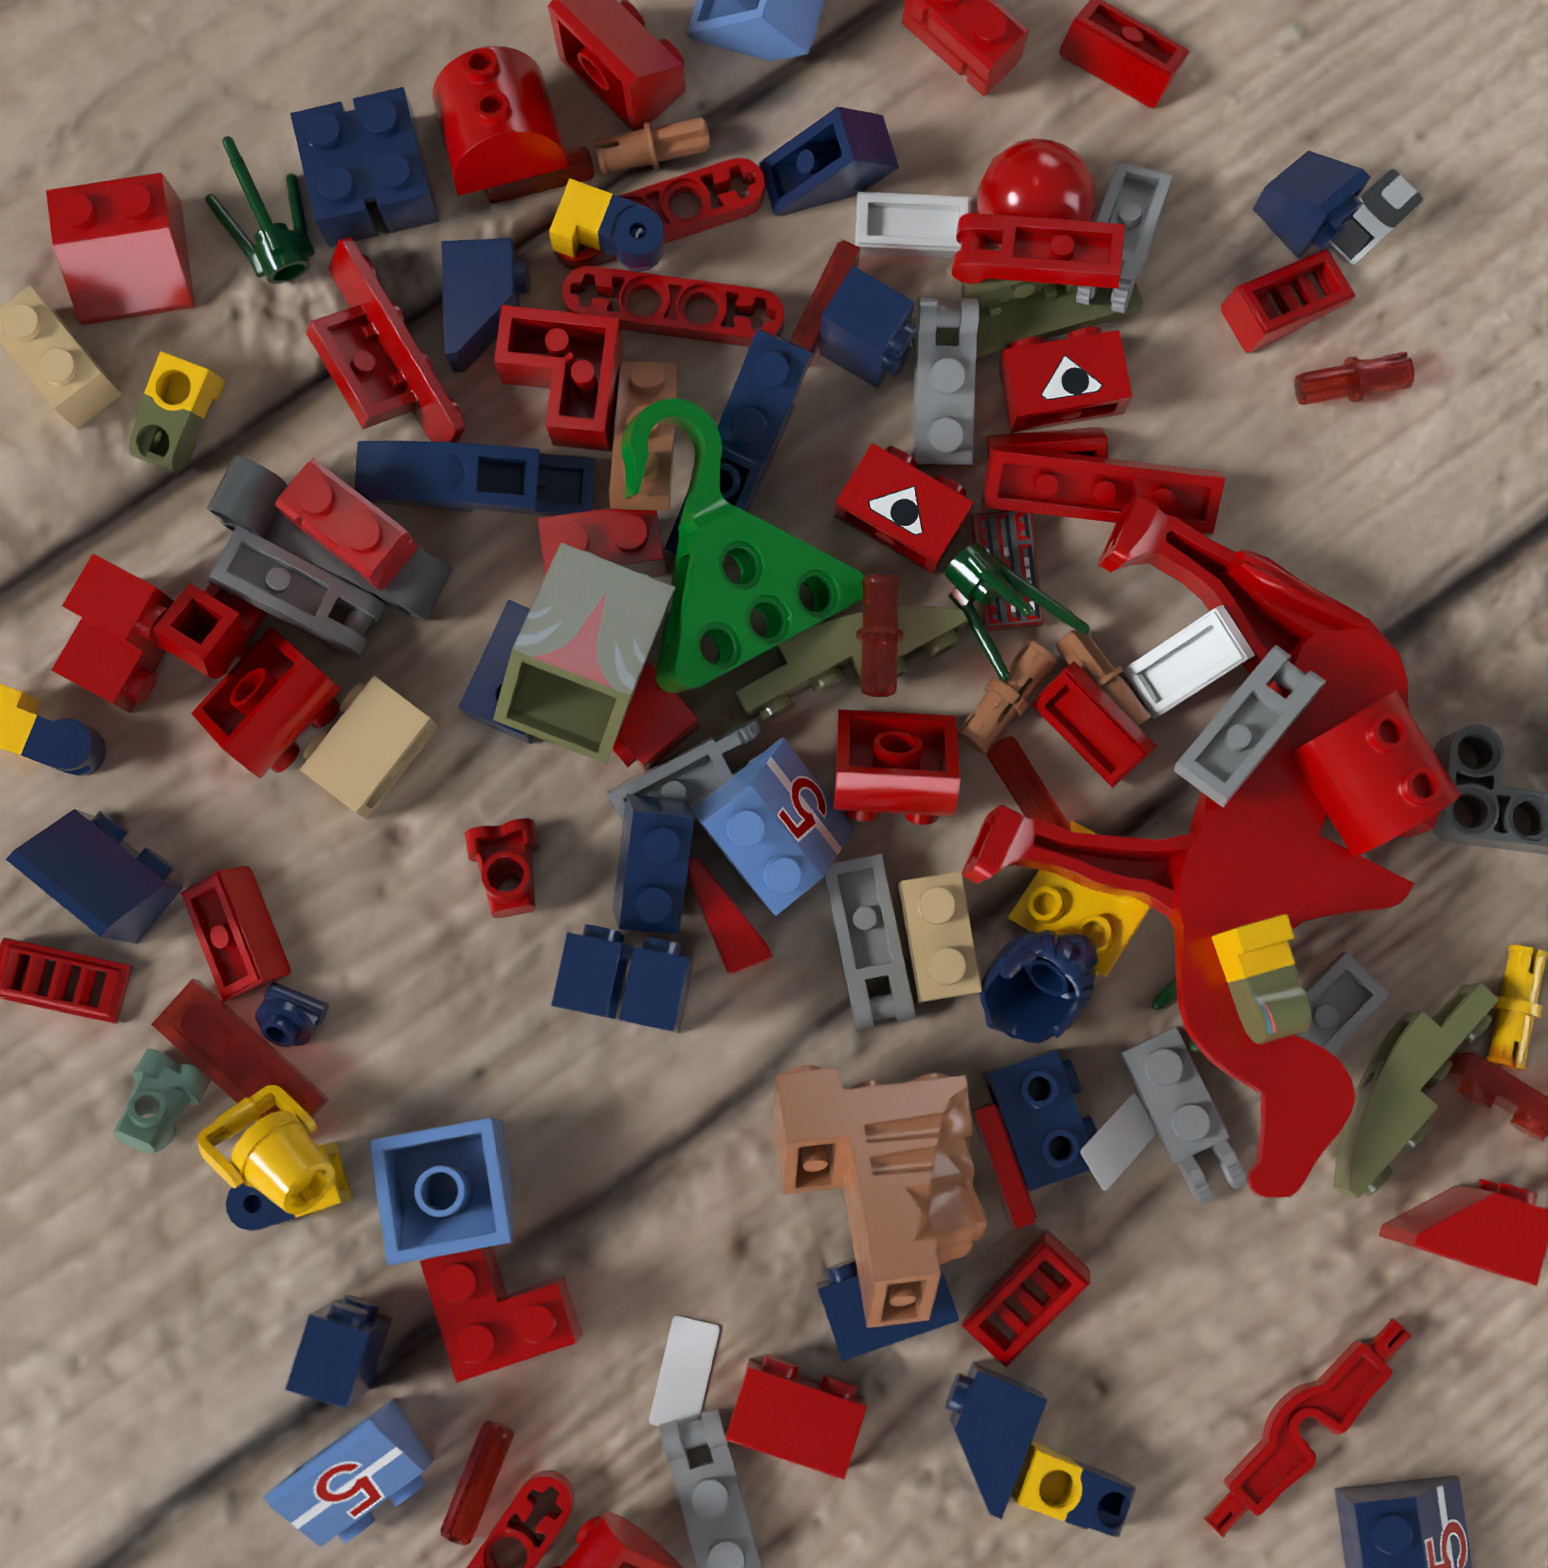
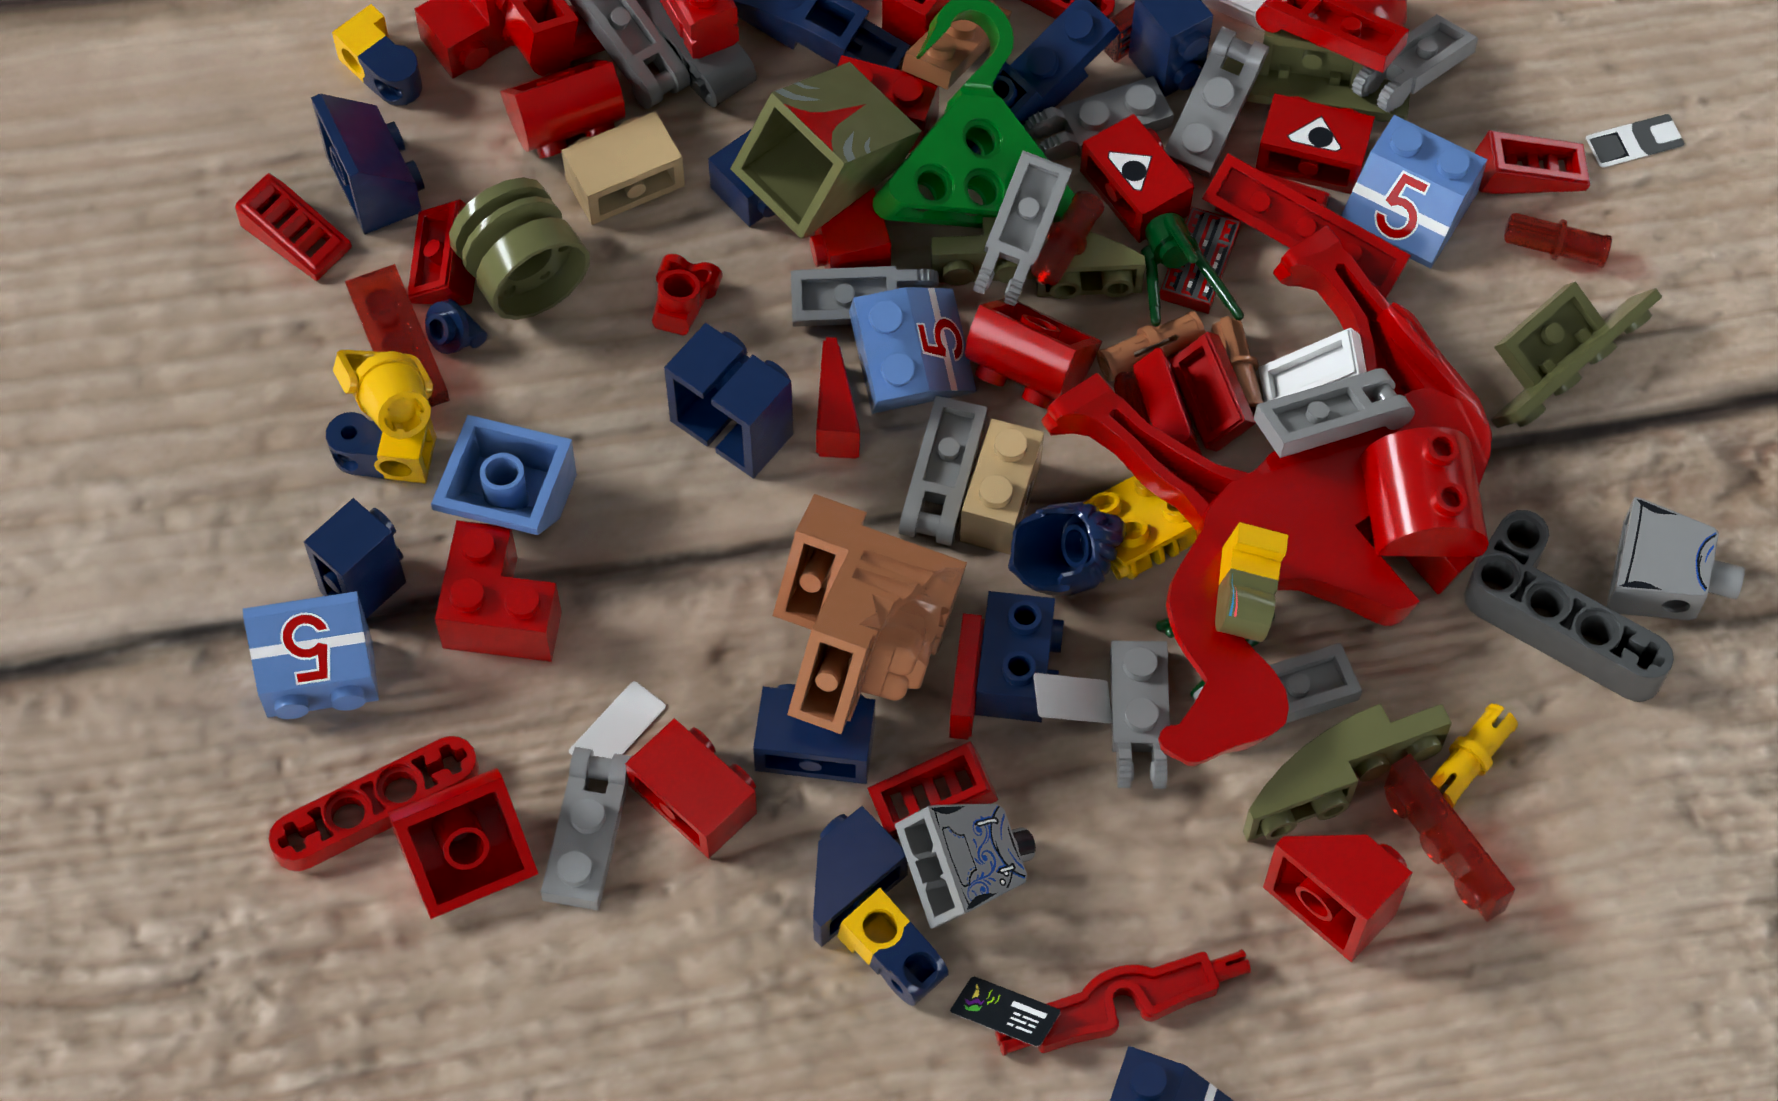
camera: 25 degrees right, 20 degrees down
(163, 1090) = (316, 337): sand green plate -> none
(306, 903) = (519, 248): none -> olive wheel
(476, 1482) = (404, 725): clear red axle -> none
(653, 864) = (801, 323): dark blue brick -> none
(829, 642) = (1023, 221): none -> light grey hinge
(833, 447) = (1096, 113): none -> light grey hinge
(1059, 768) = (1164, 398): none -> red slope
(1104, 1378) = (963, 857): none -> light grey torso
(1189, 393) = (1414, 190): none -> medium blue slope
(1206, 1497) = (1005, 1011): none -> black sticker
(1311, 201) = (1580, 98): dark blue slope -> none
(1414, 506) = (1560, 341): none -> olive bracket

